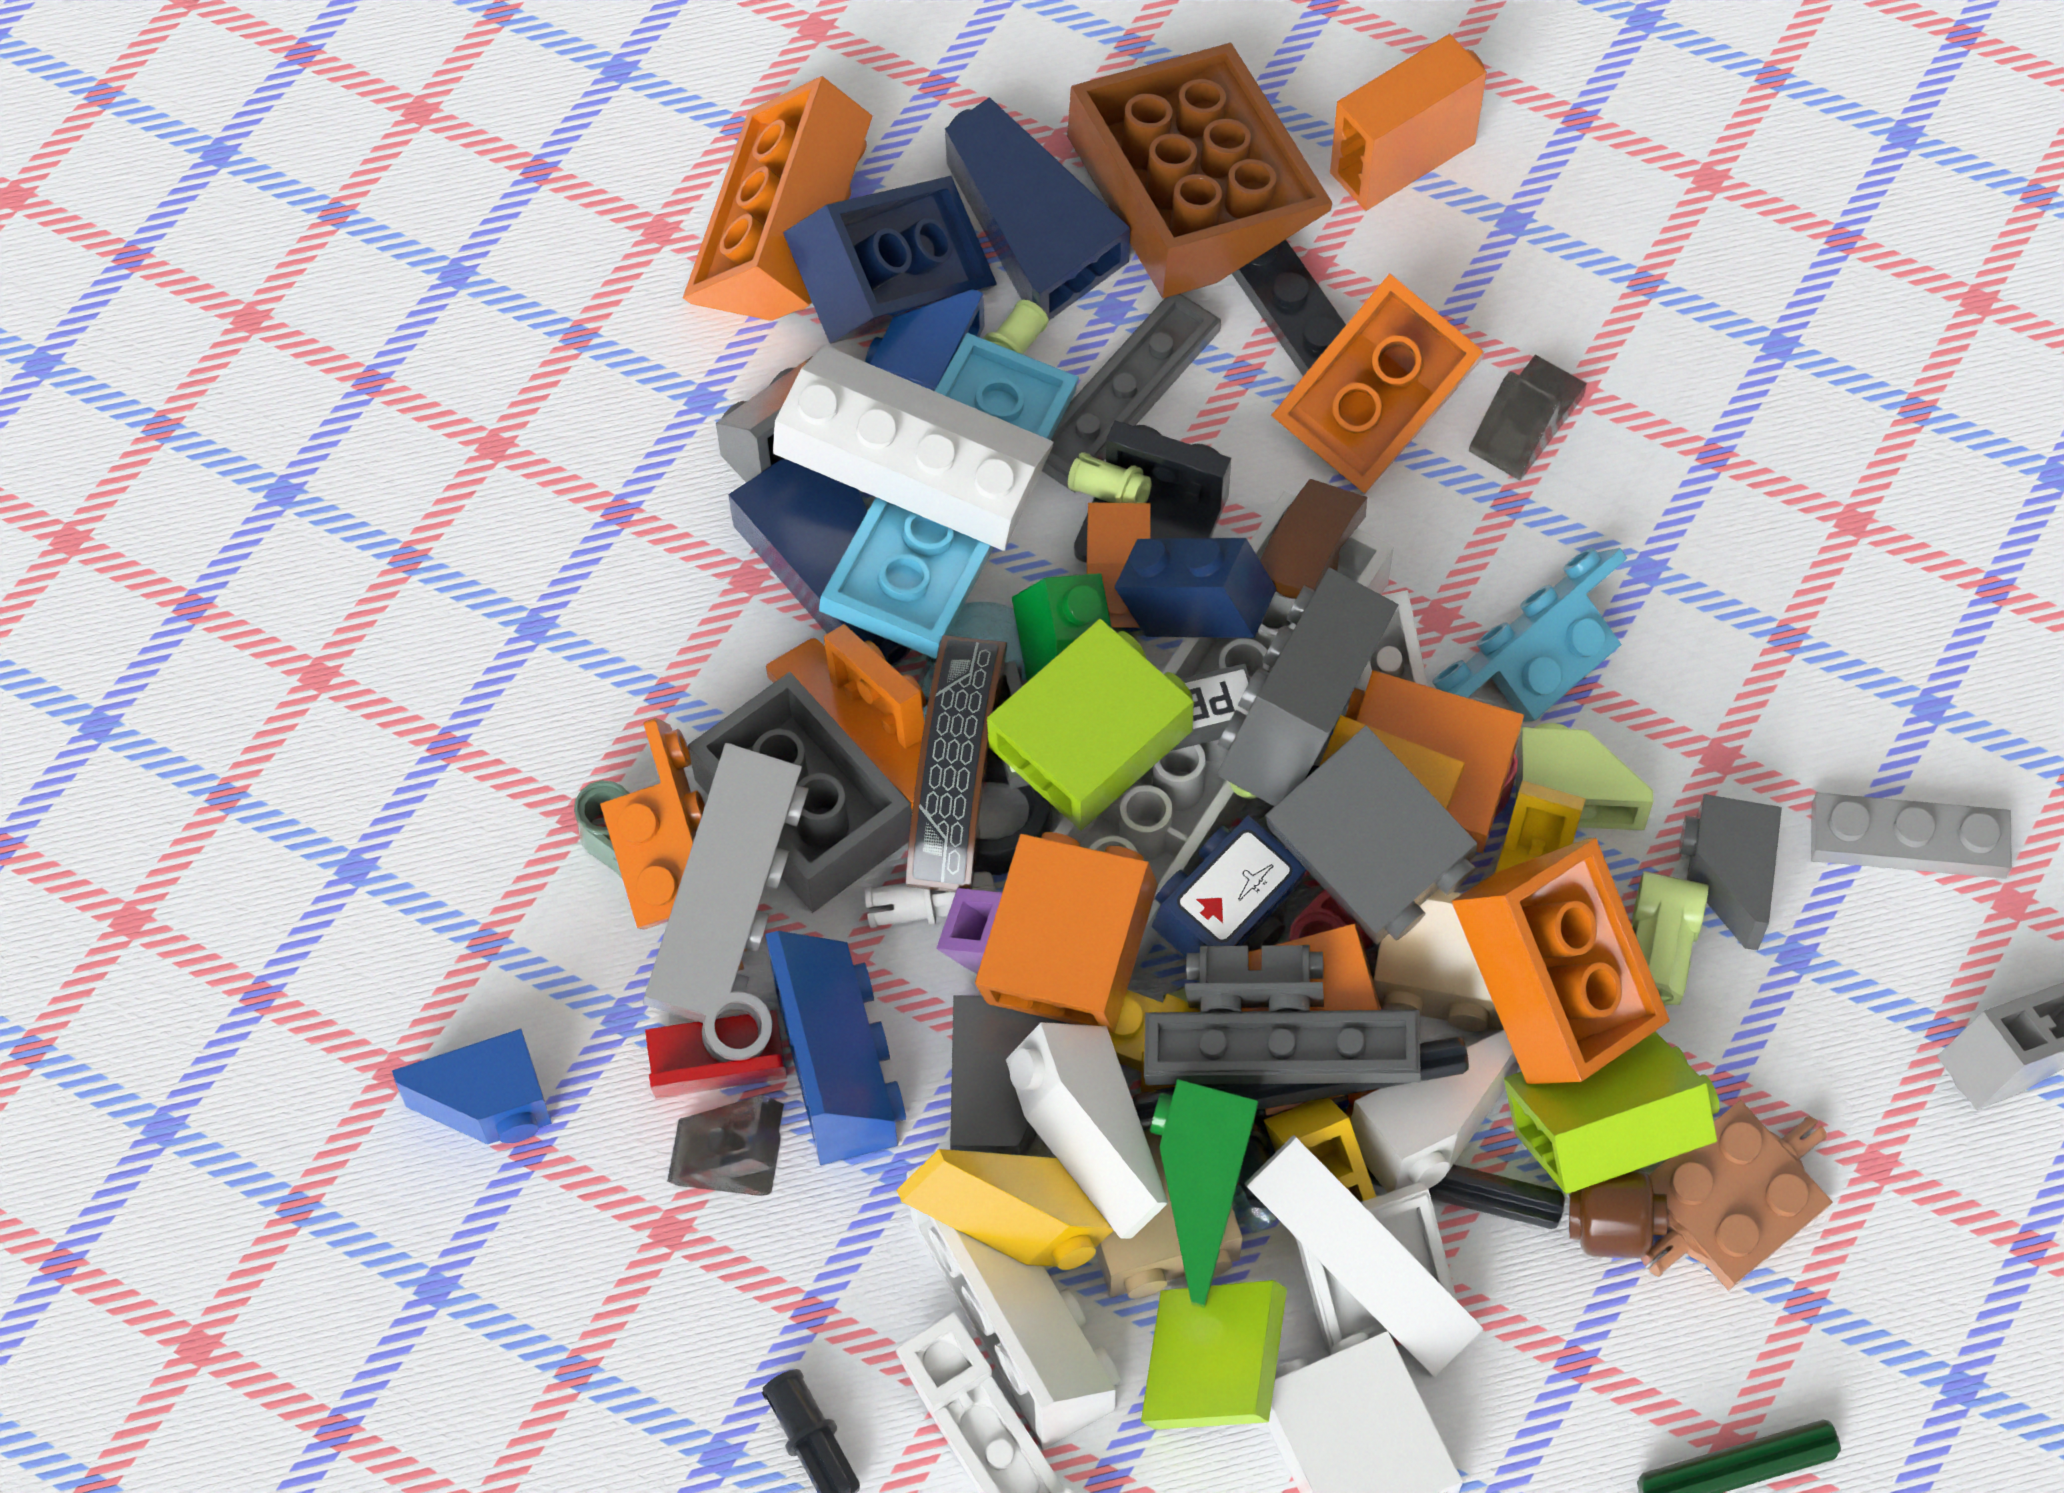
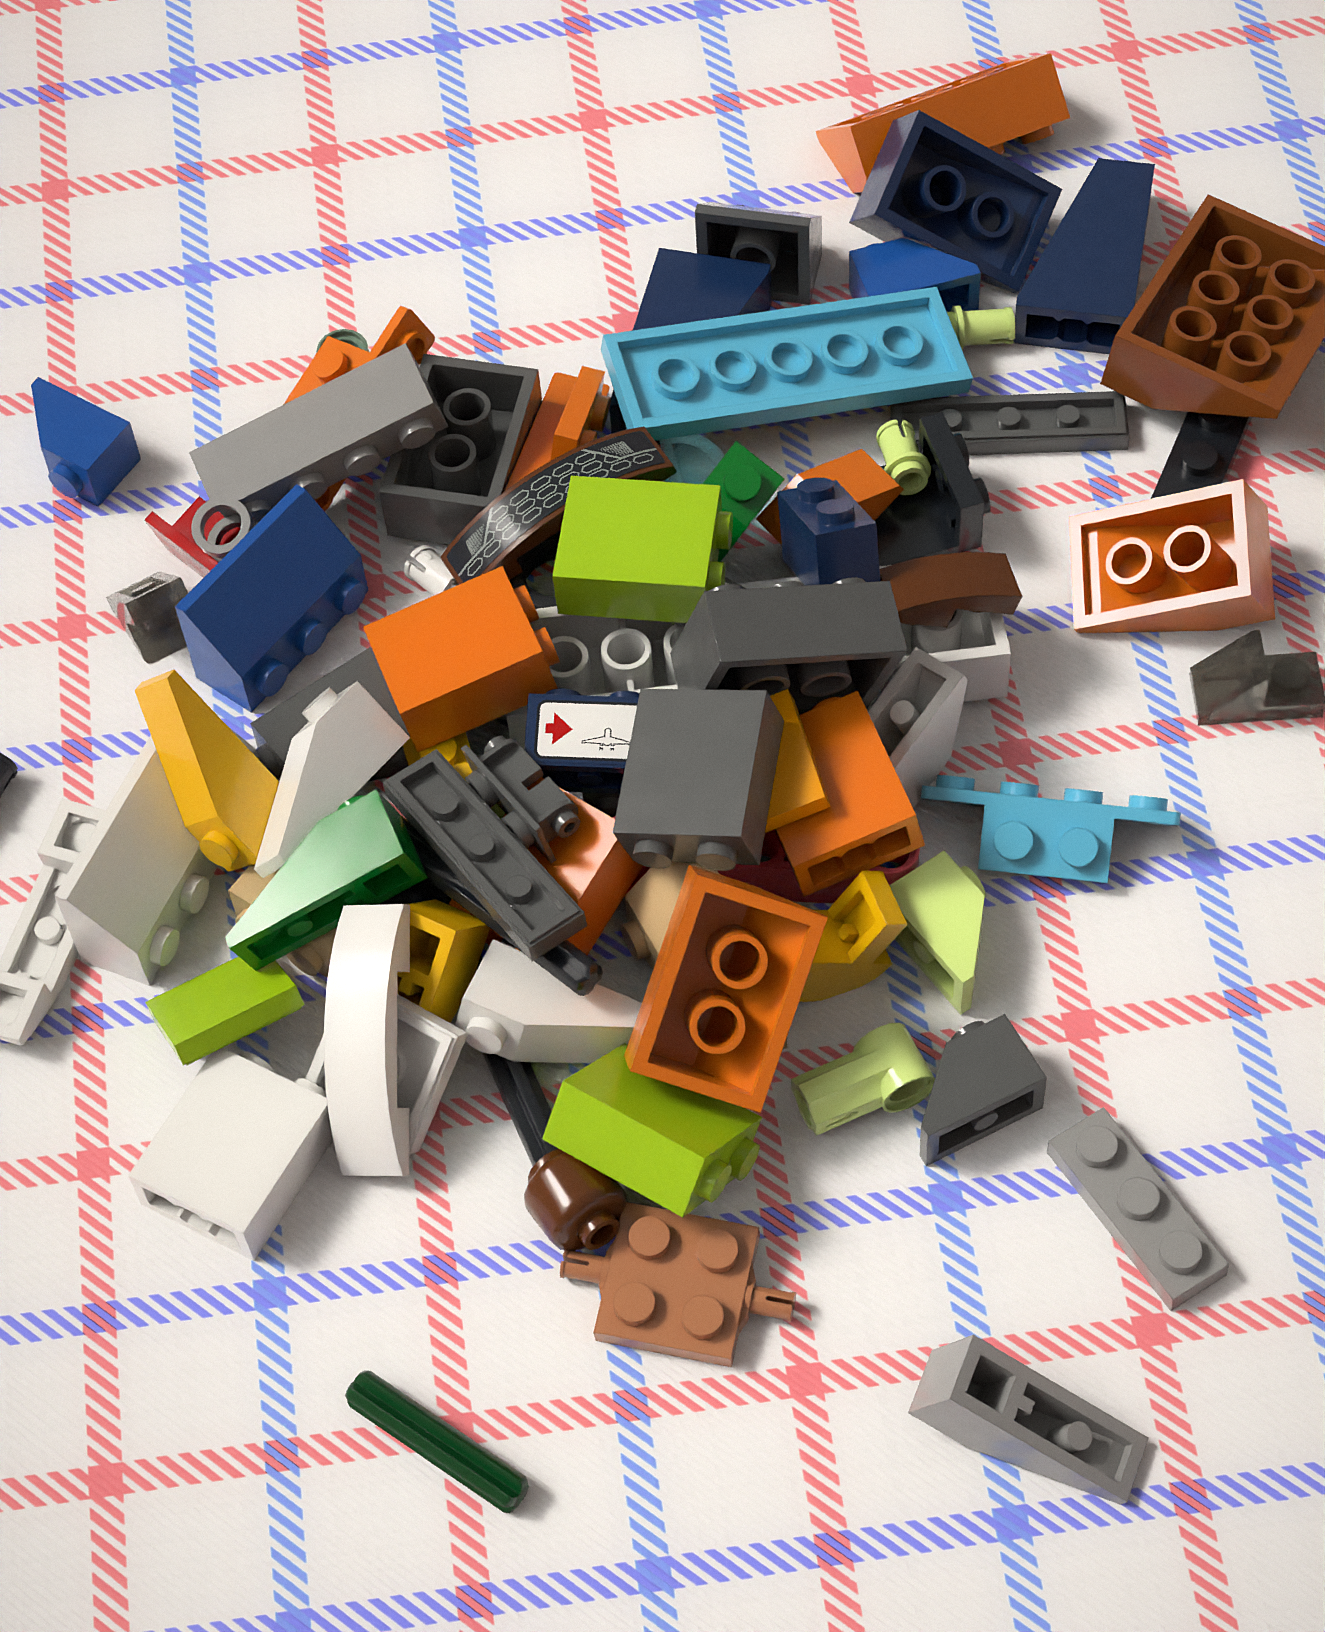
camera: 55 degrees right, 5 degrees down
(910, 446) = (778, 295): white slope -> none

